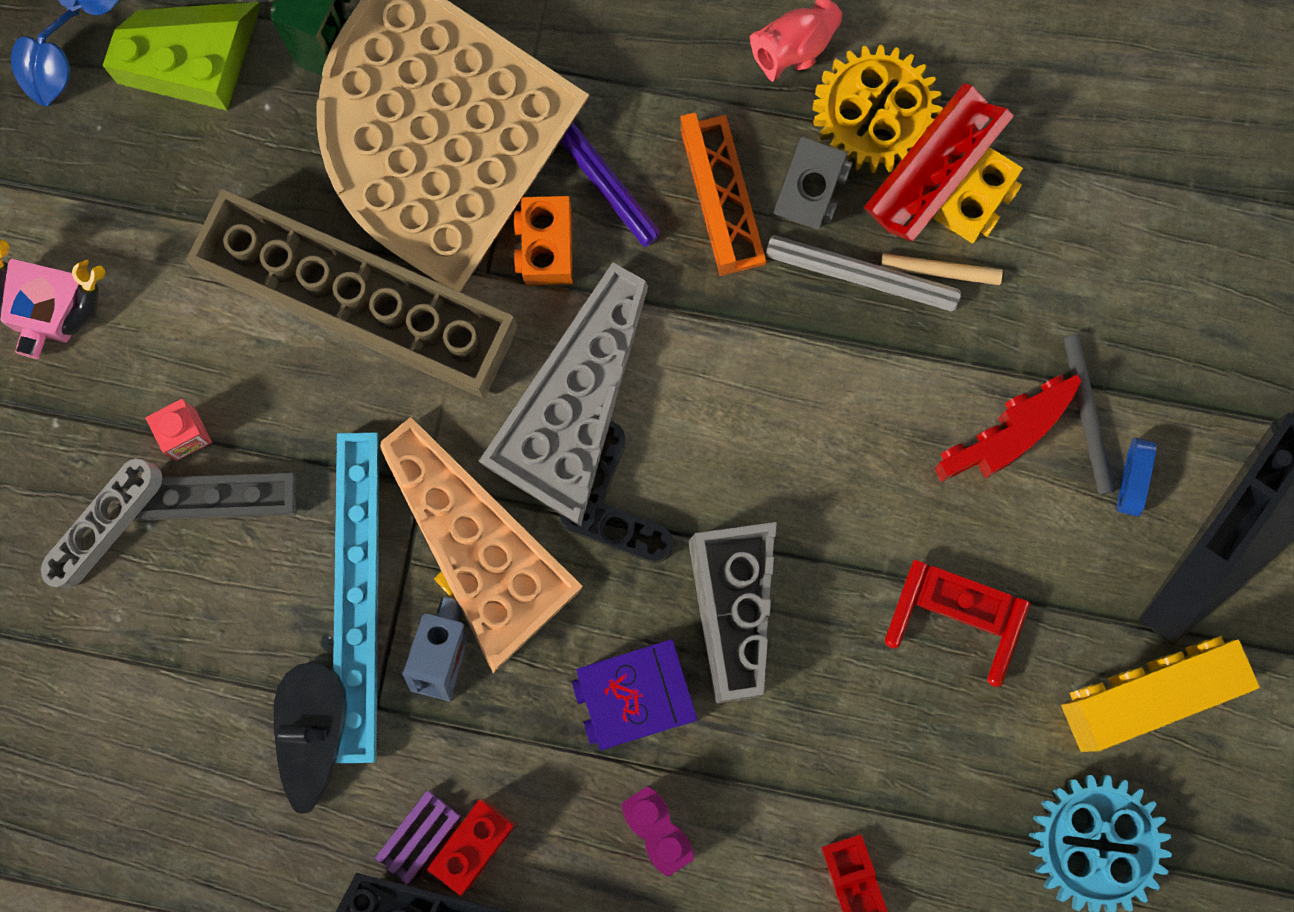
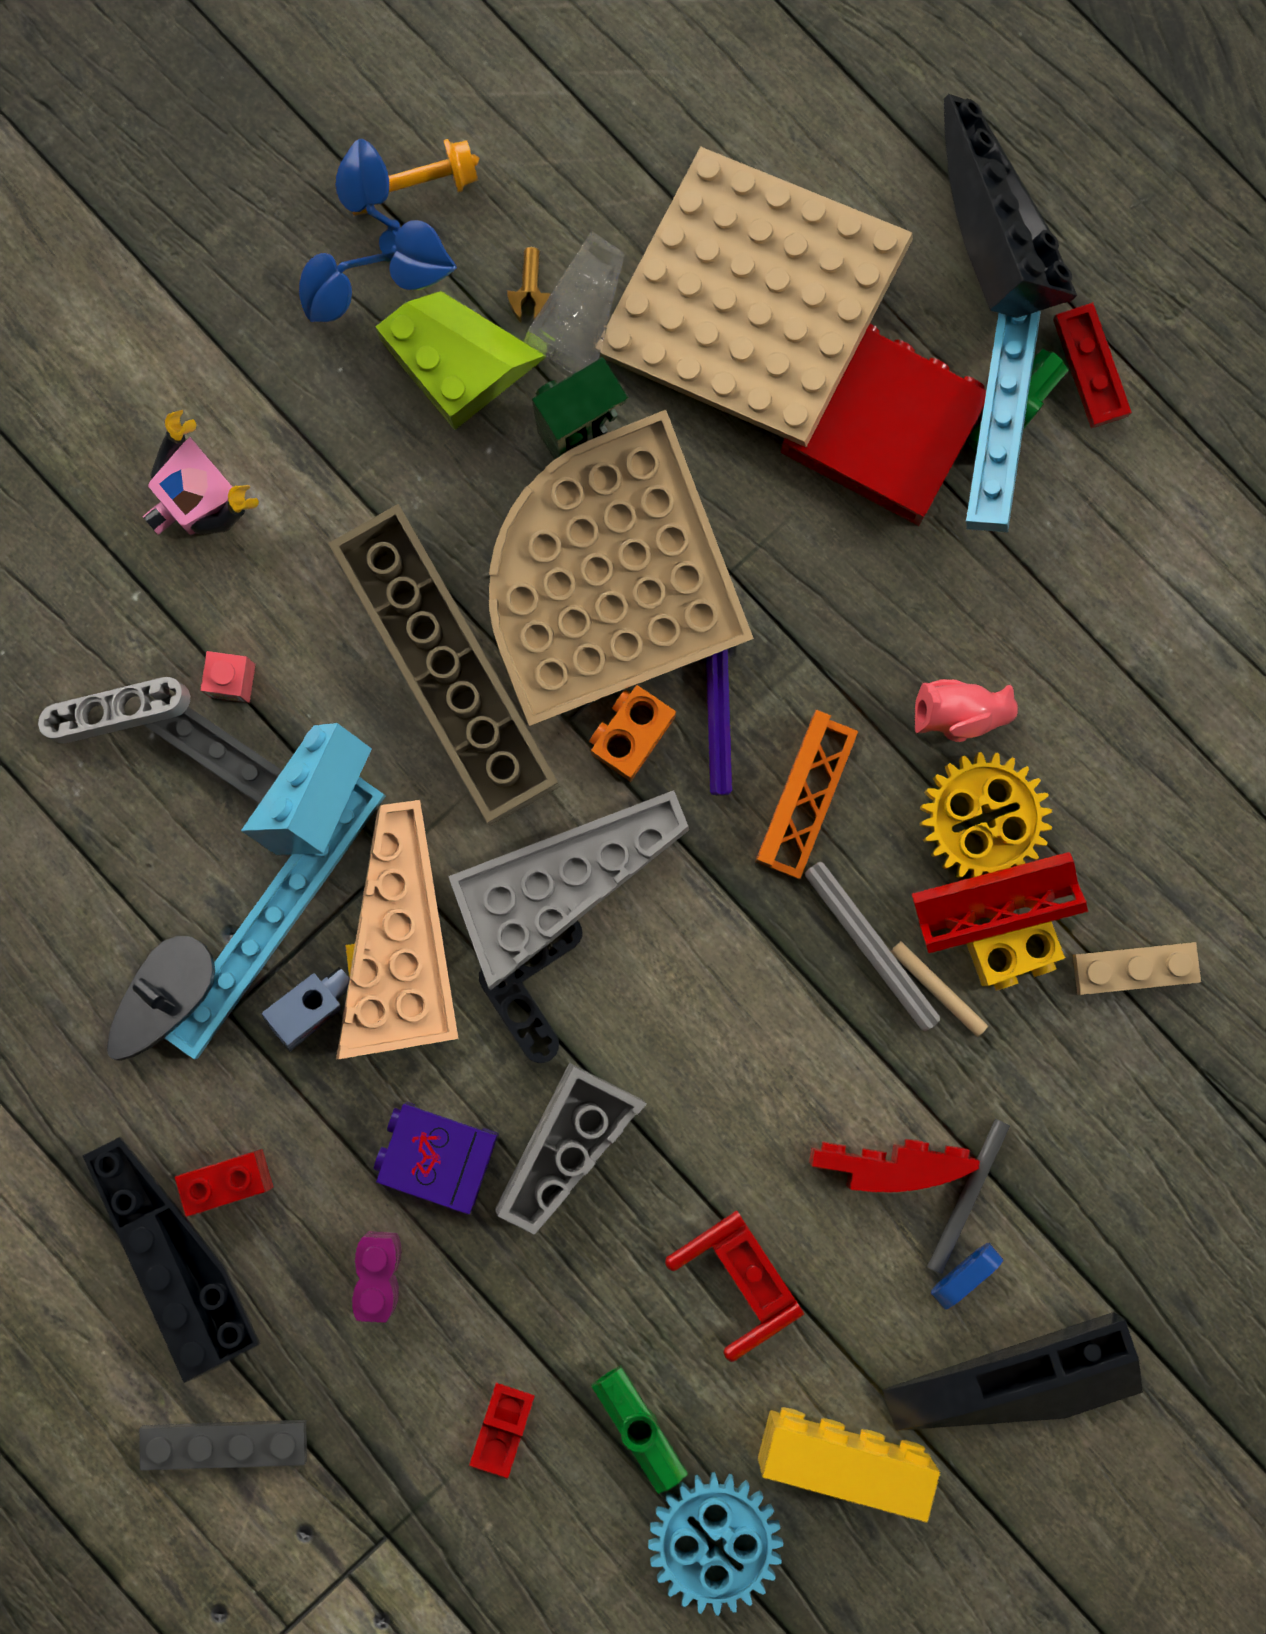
camera: 30 degrees right, 5 degrees up
(314, 473) = (309, 793): none -> medium azure wedge
(395, 866) = (155, 1152): medium lavender tile -> none
(799, 204) = (860, 849): dark grey brick -> none
(992, 805) = (653, 1451): none -> green piece
(1083, 142) = (1136, 968): none -> tan plate

